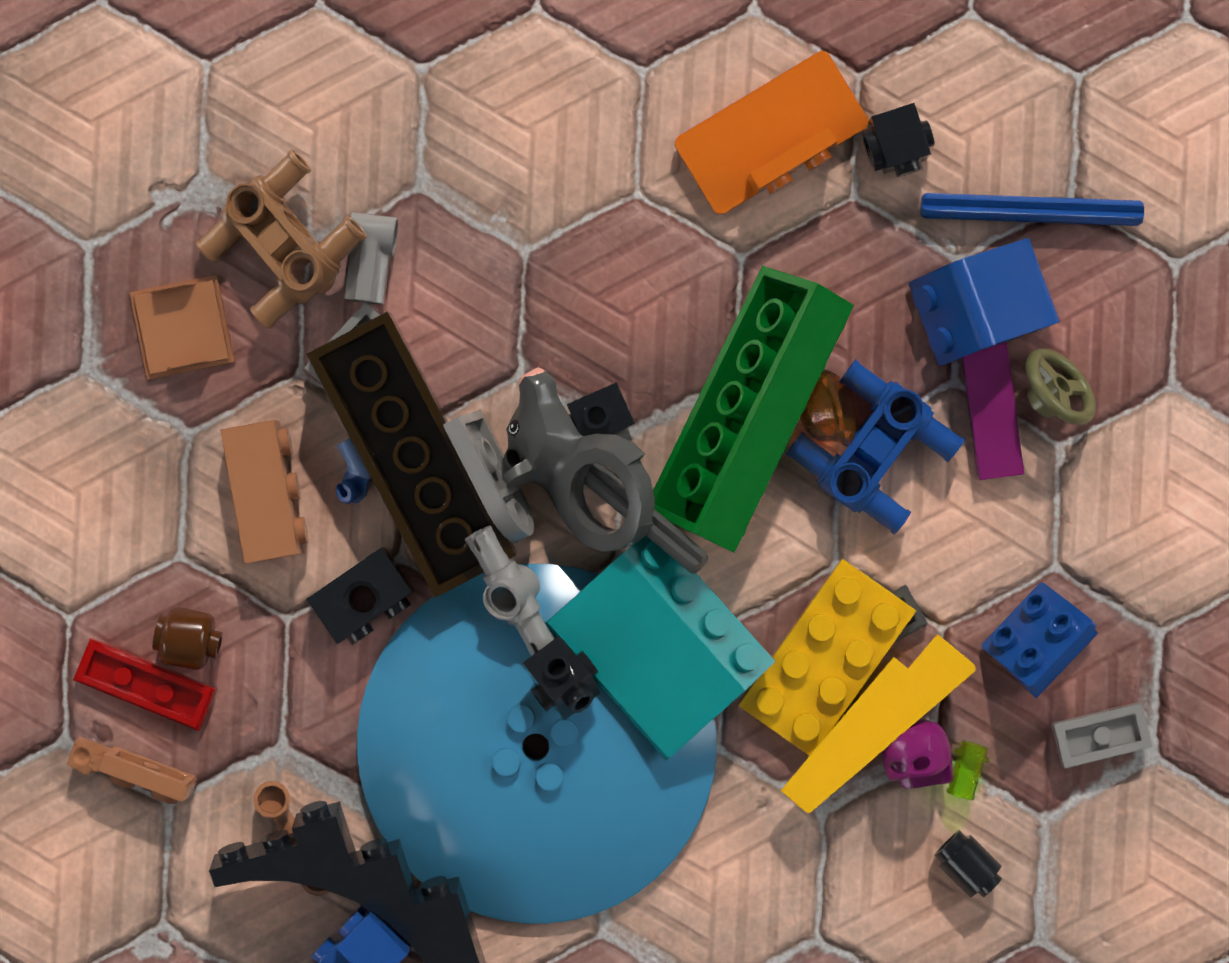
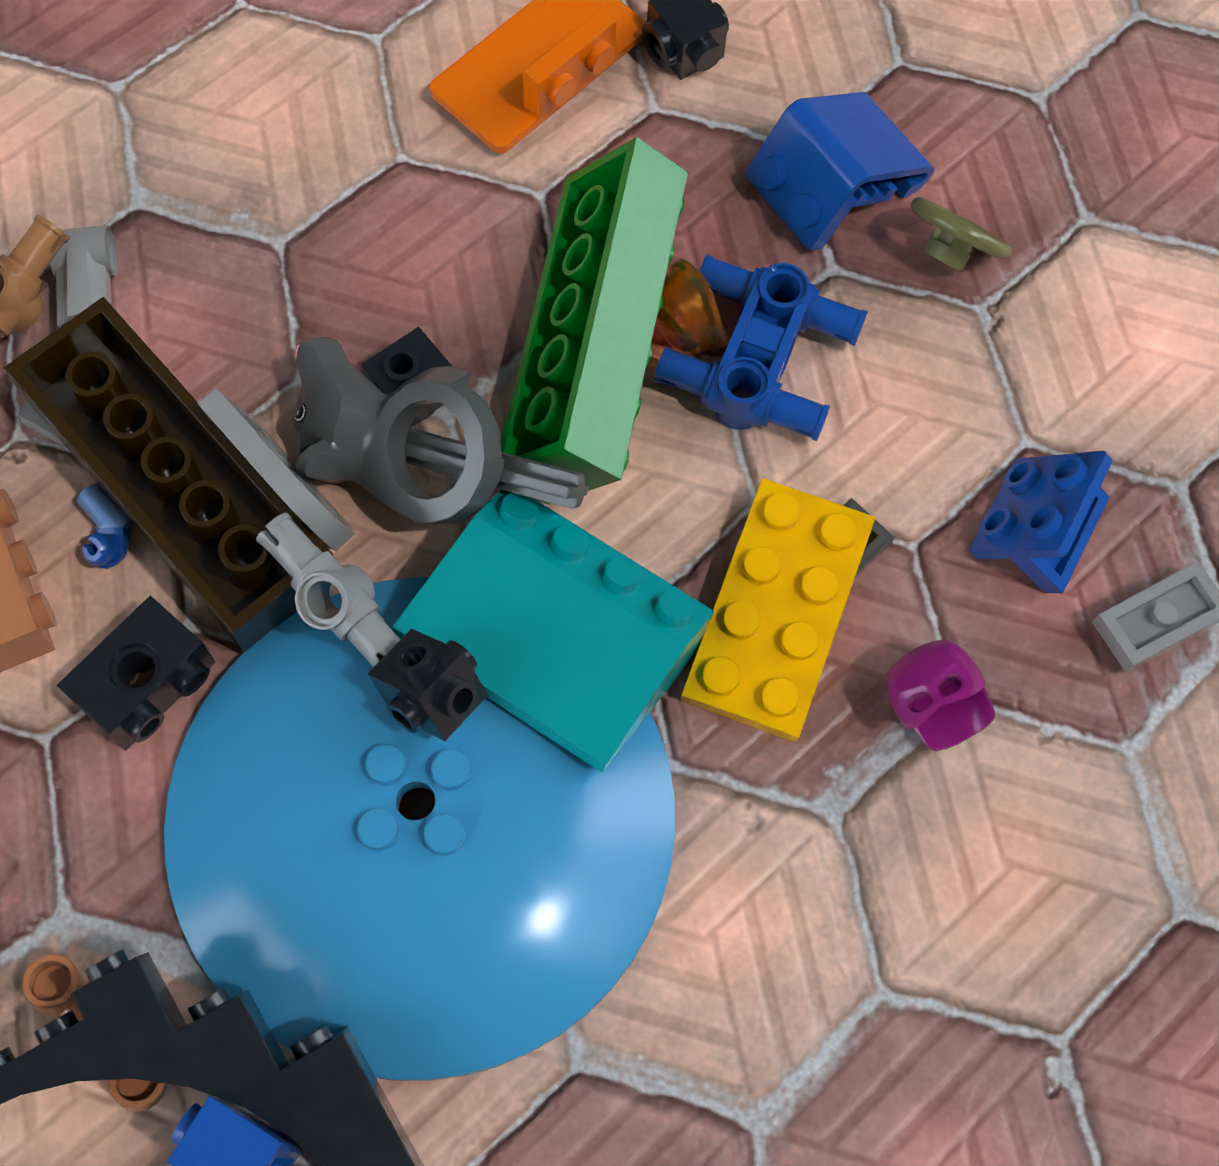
camera: 15 degrees left, 20 degrees down
(877, 719) = (869, 656): yellow wedge -> none
(967, 769) = (1008, 695): clear neon green pin -> none
(969, 864) = (1055, 826): black brick -> none
(992, 413) = (889, 285): magenta tile -> none
(1032, 209) = (859, 72): blue axle -> none

